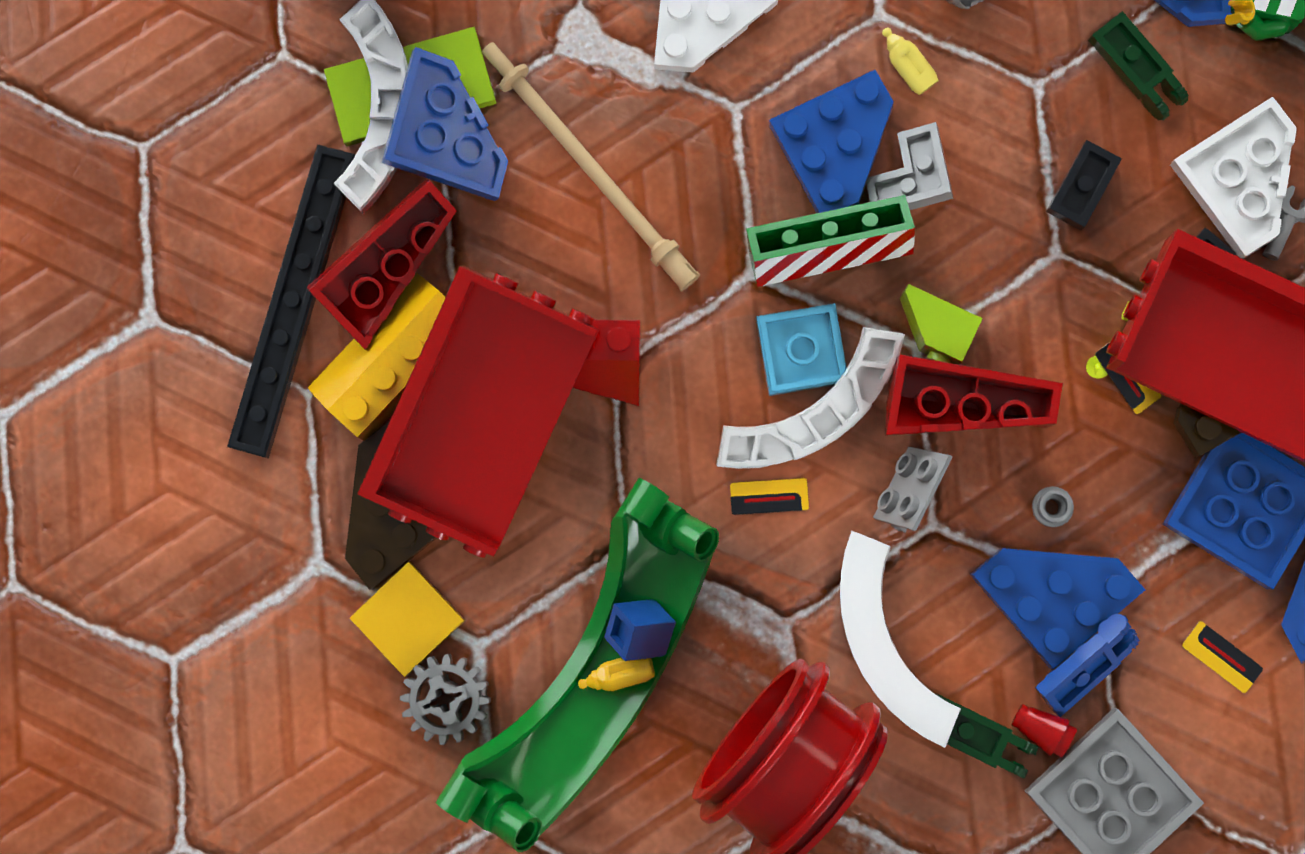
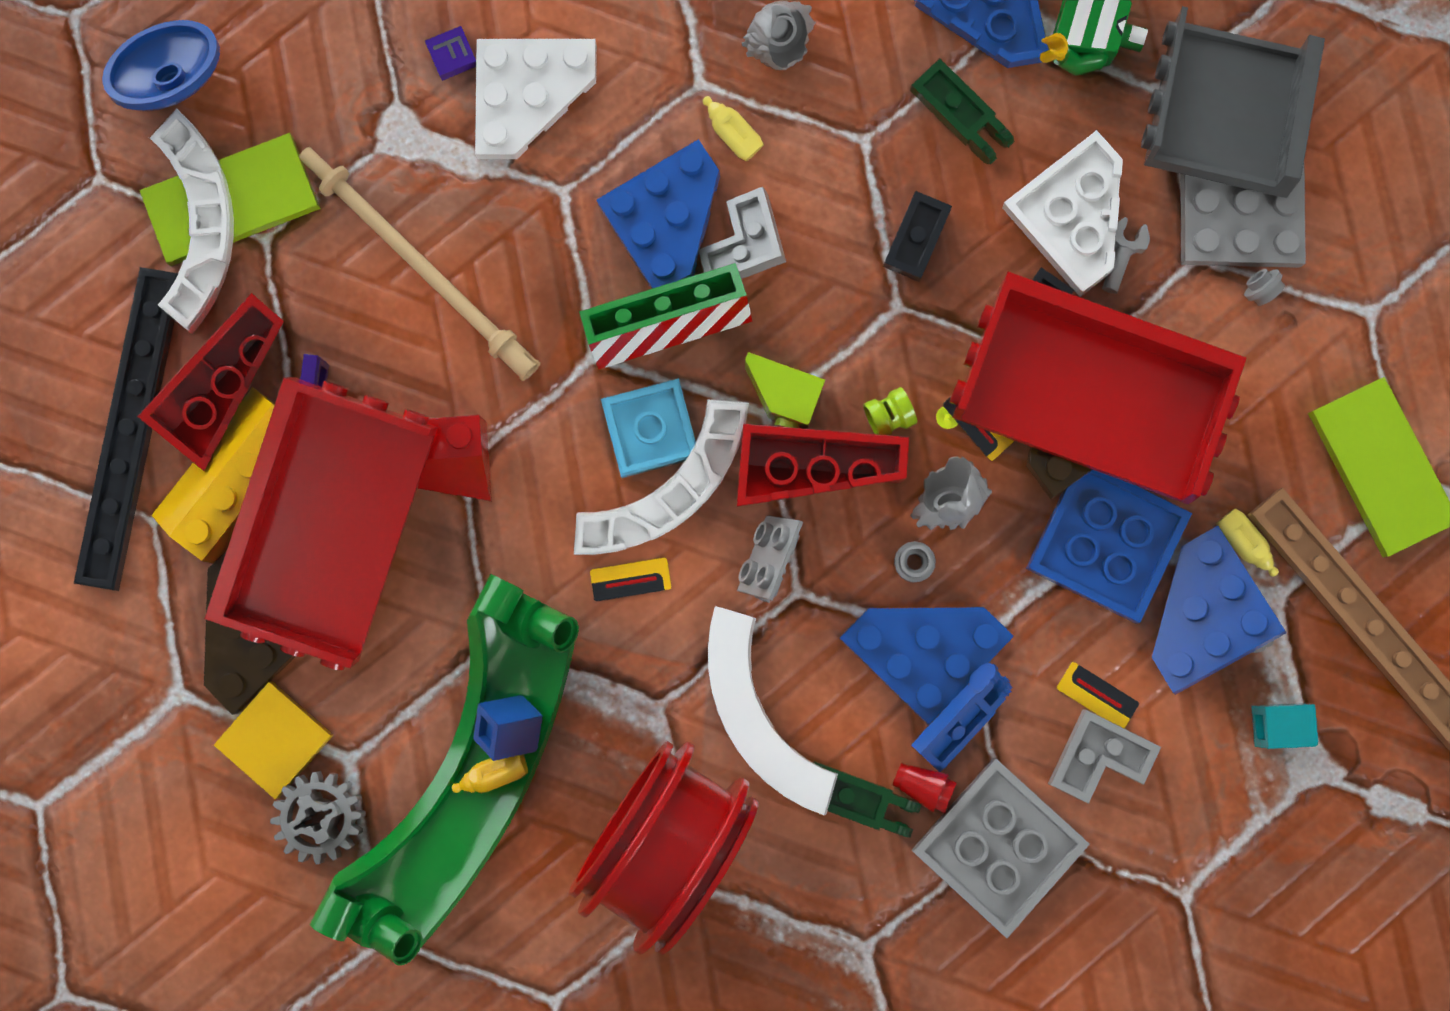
camera: 15 degrees left, 0 degrees up
(443, 131) = (264, 241): blue plate -> none
(480, 260) = (314, 369): none -> dark purple tile
(1042, 357) = (890, 412): none -> lime wheel
(1097, 444) = (951, 495): none -> light grey hair
(1217, 707) = (1098, 745): none -> light grey plate

